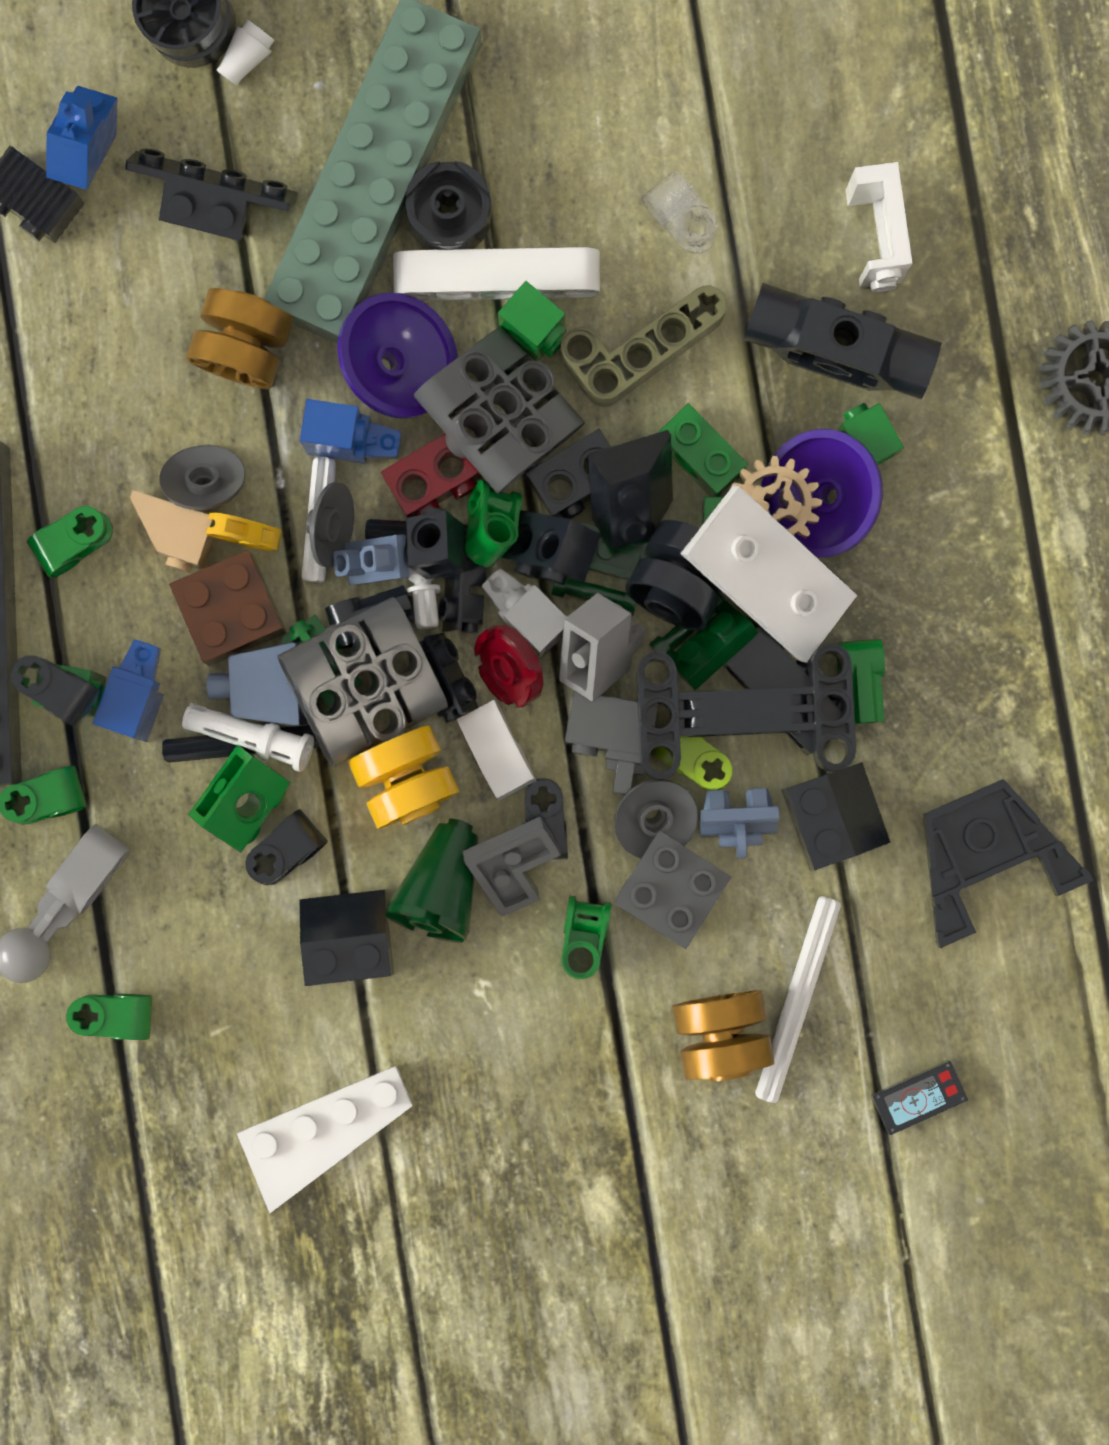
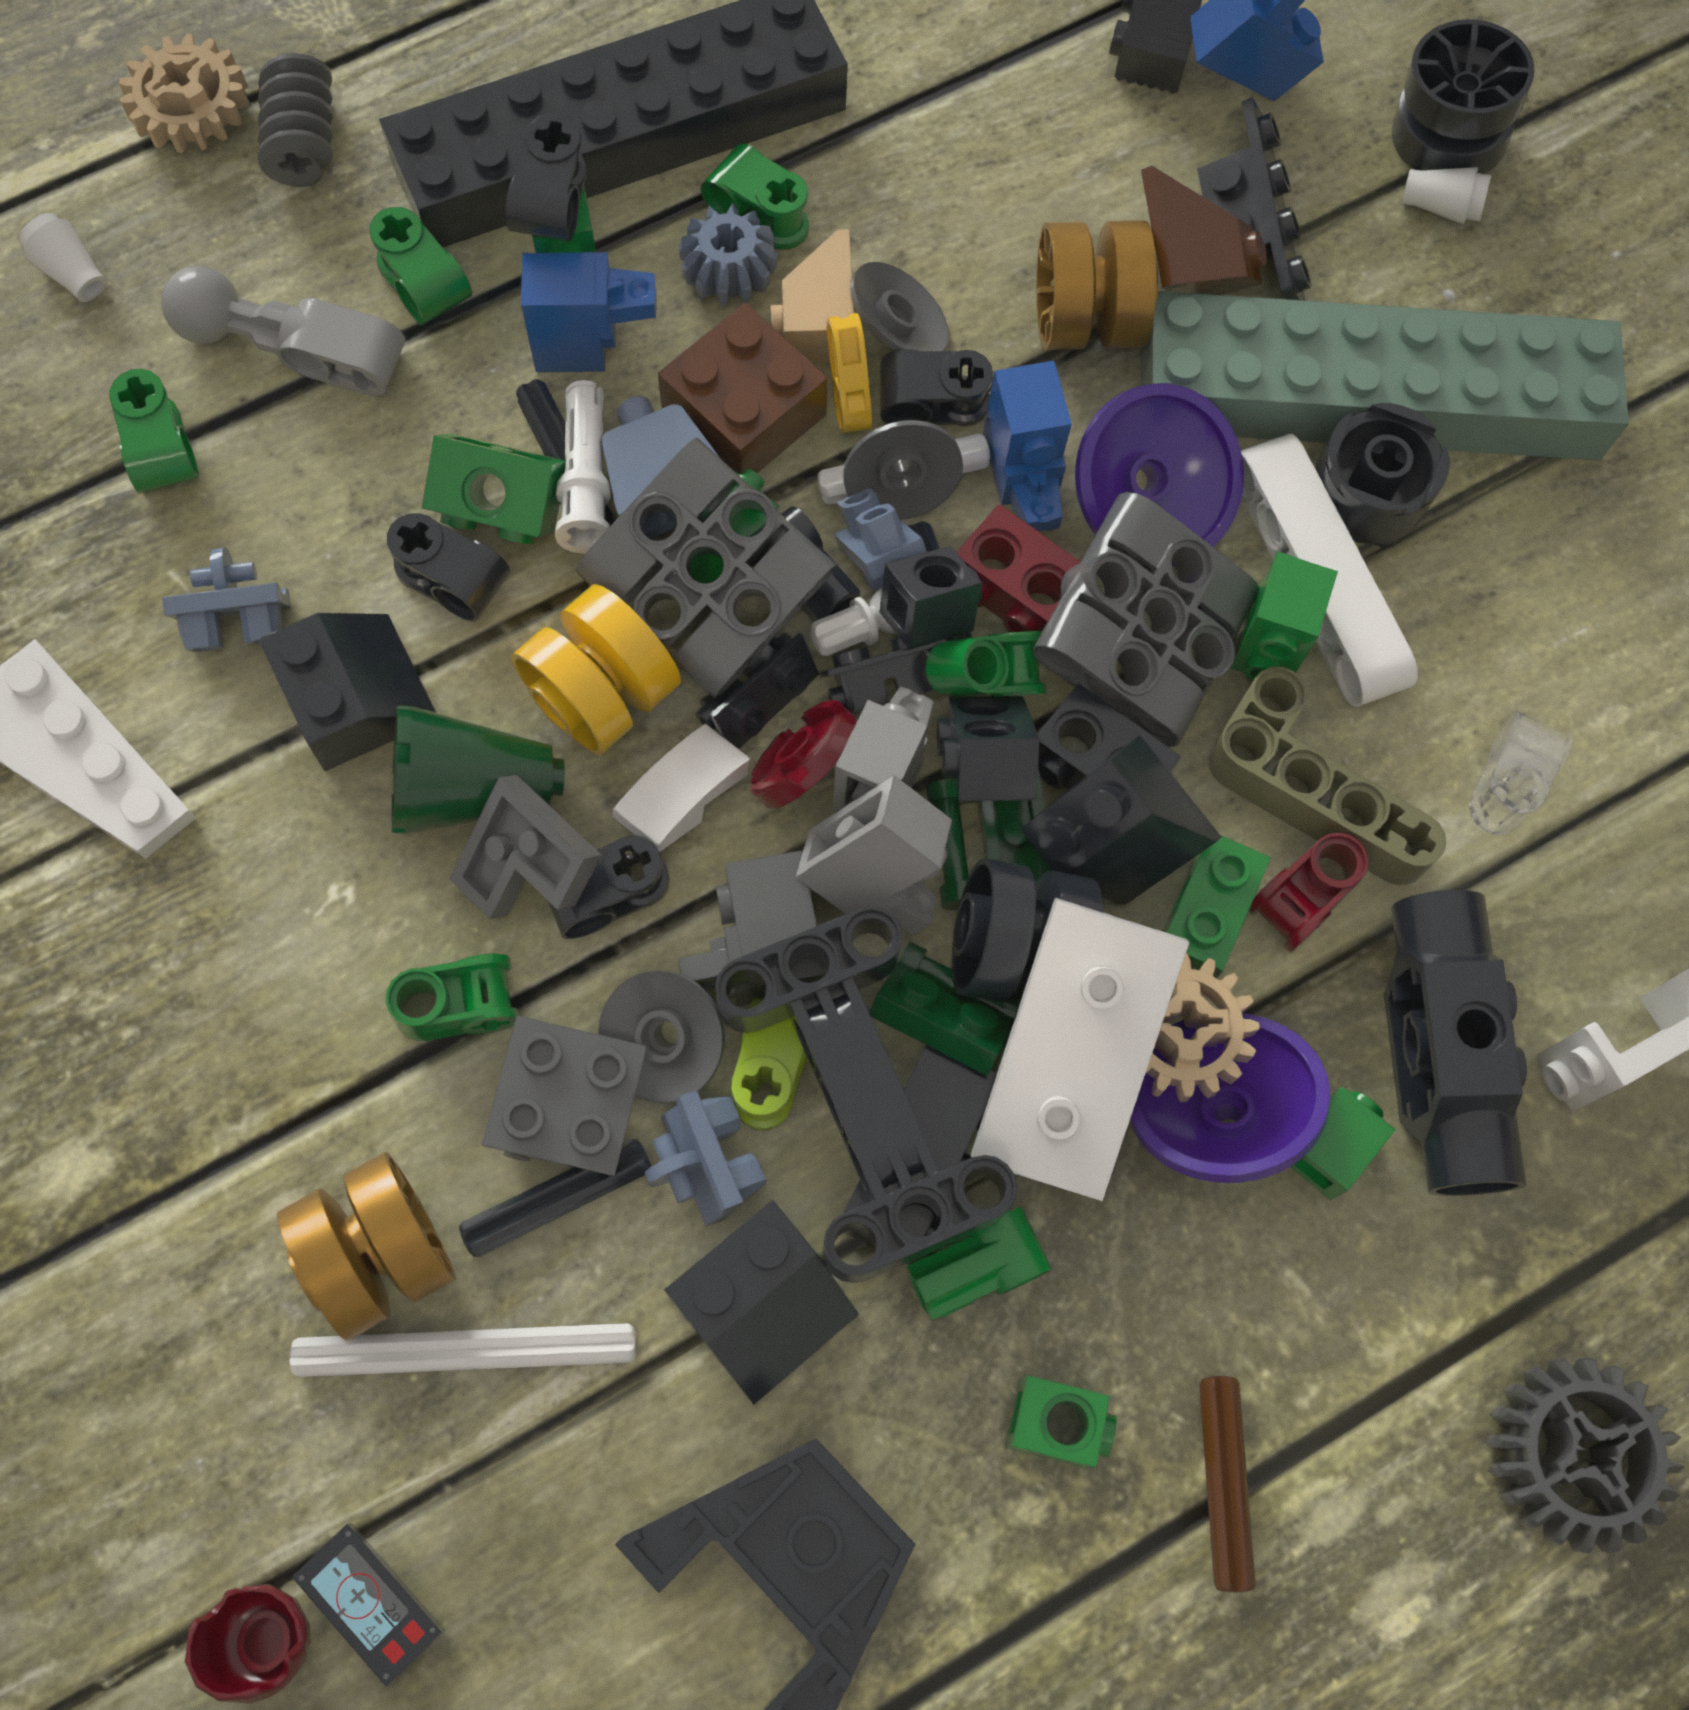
camera: 65 degrees right, 15 degrees down
(100, 567) = (728, 255): none -> sand blue gear
(233, 252) = (1198, 242): none -> reddish brown slope
(257, 1020) = (200, 612): none -> sand blue hips
(264, 485) = (931, 386): none -> black piece
(711, 385) = (1303, 895): none -> dark red piece
(729, 922) = (549, 1201): none -> black axle
(919, 1168) = (248, 1644): none -> dark red hair
(955, 683) = (1029, 1422): none -> green brick
(1034, 587) = (1227, 1484): none -> reddish brown axle

